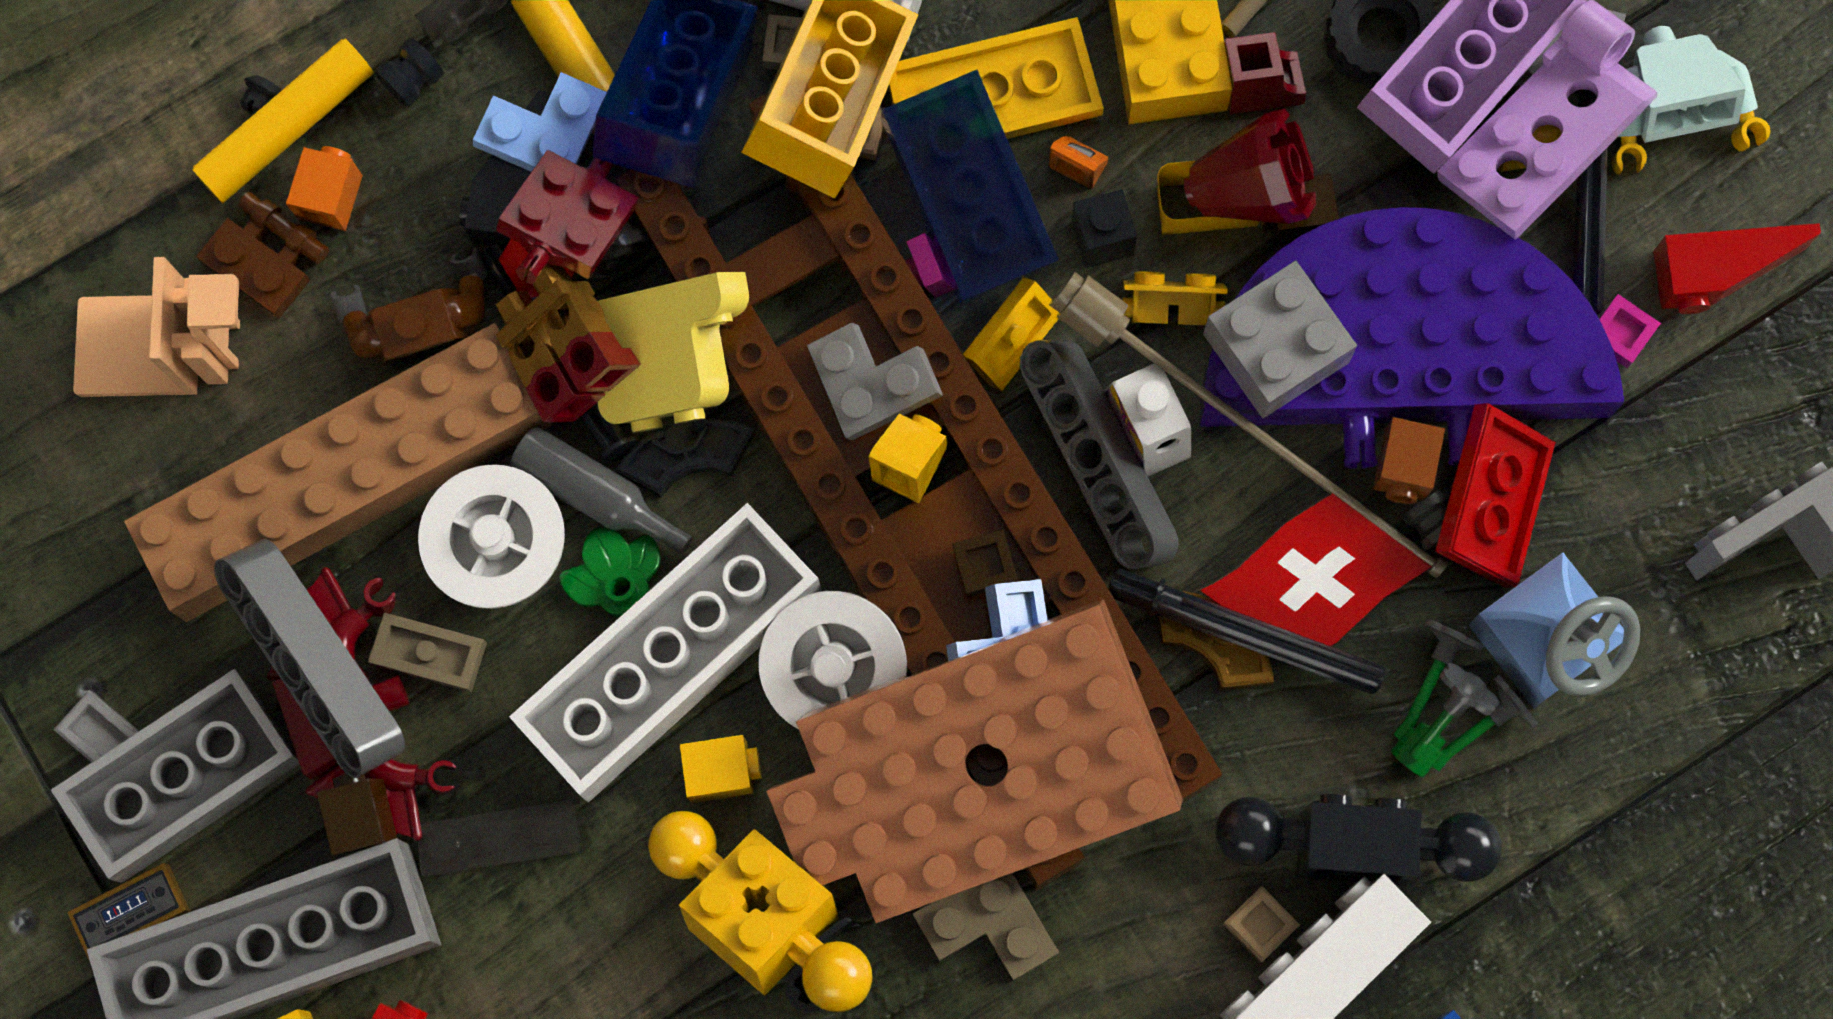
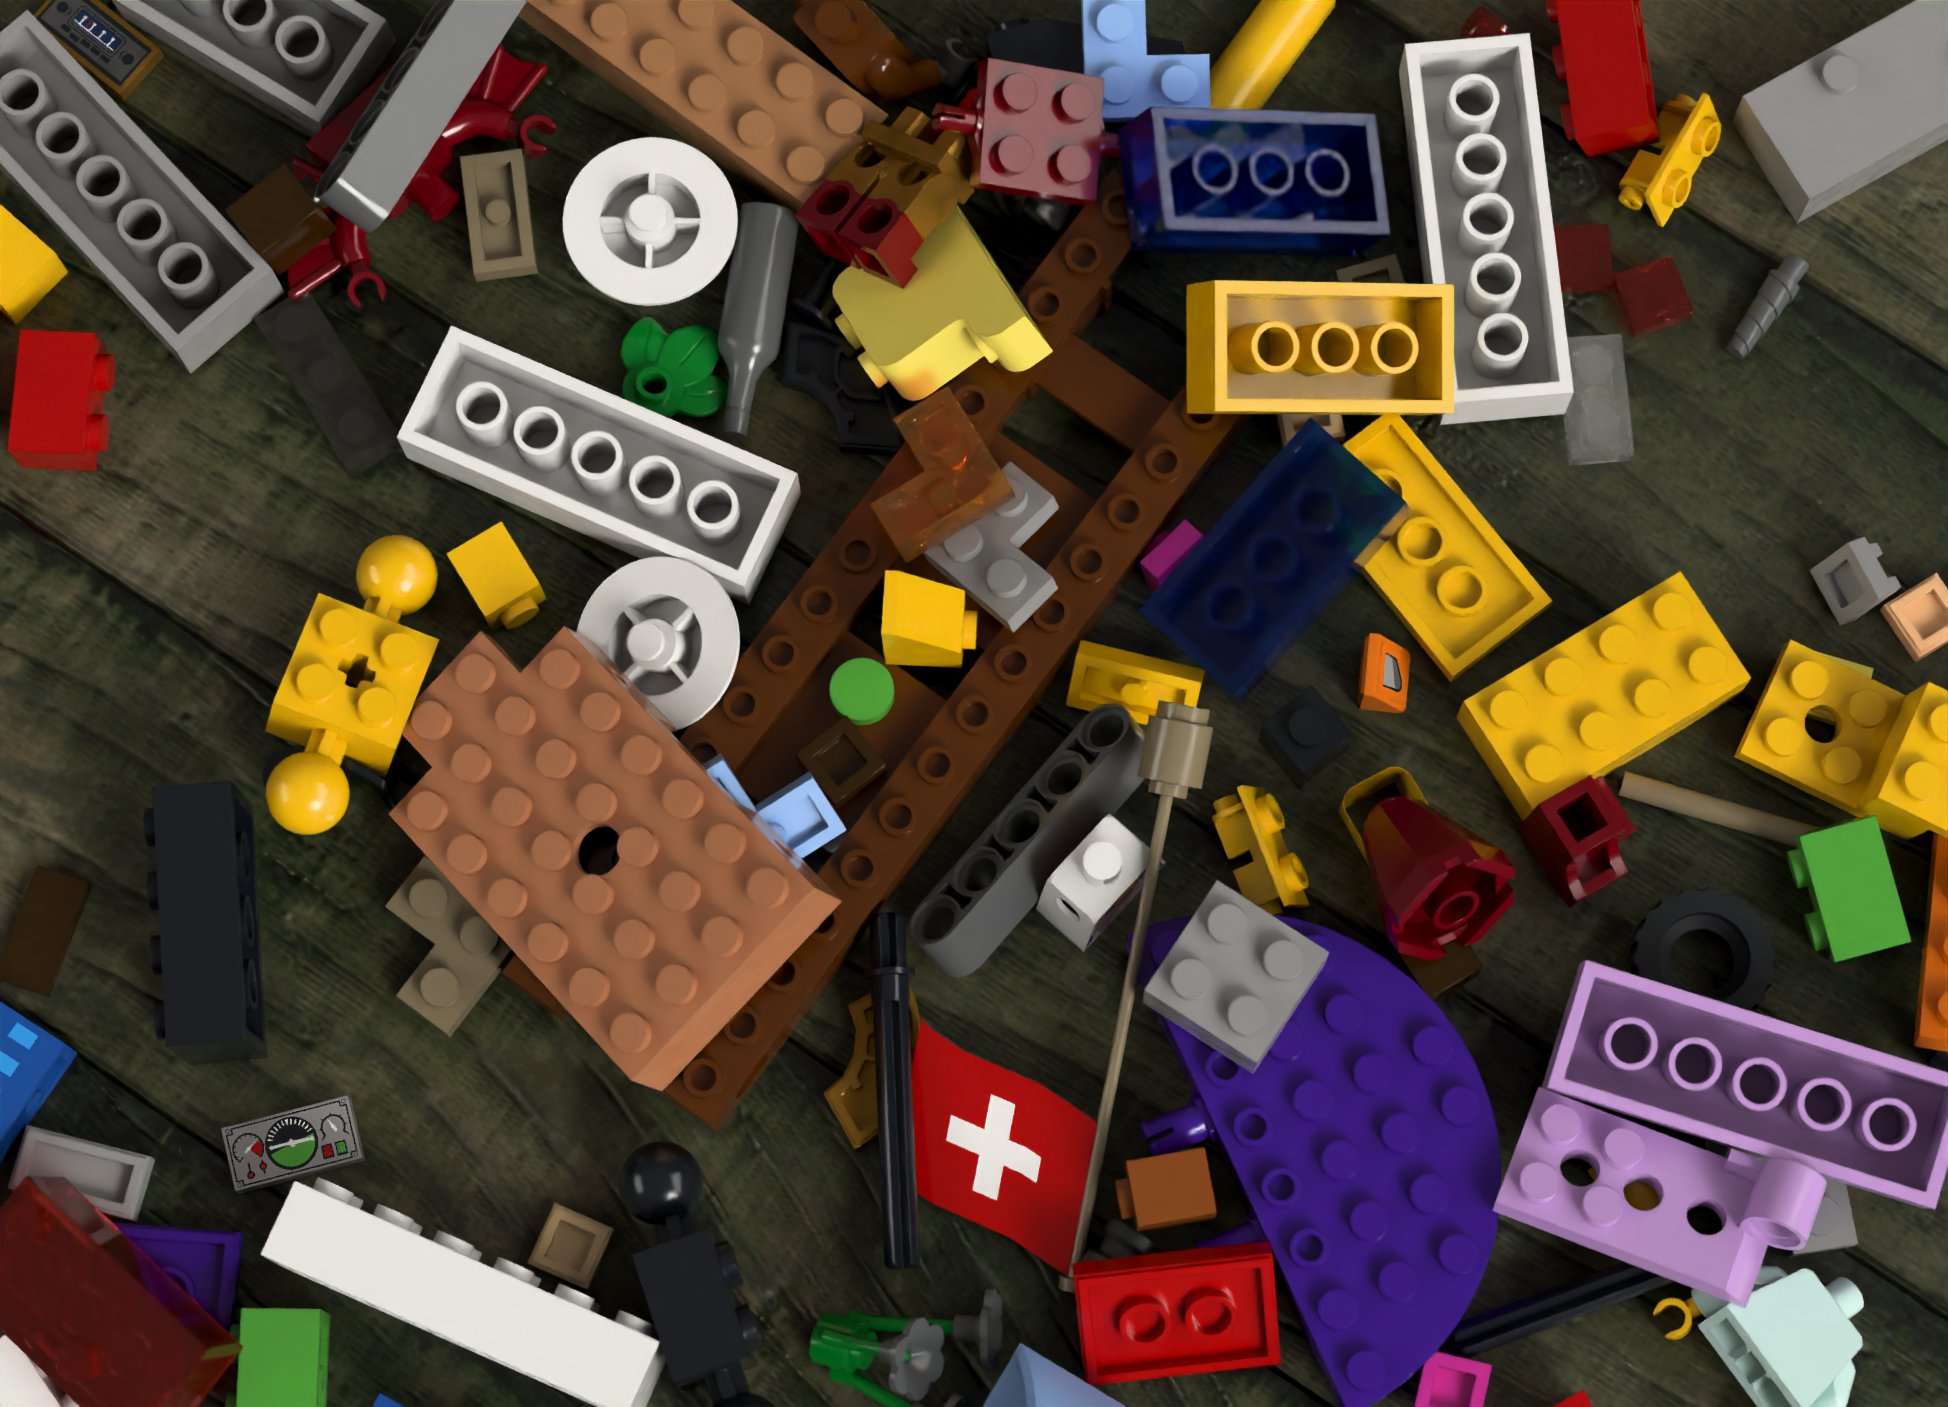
camera: 65 degrees right, 0 degrees up
(810, 381) = (957, 480): none -> clear orange plate
(934, 527) = (862, 691): none -> bright green tile

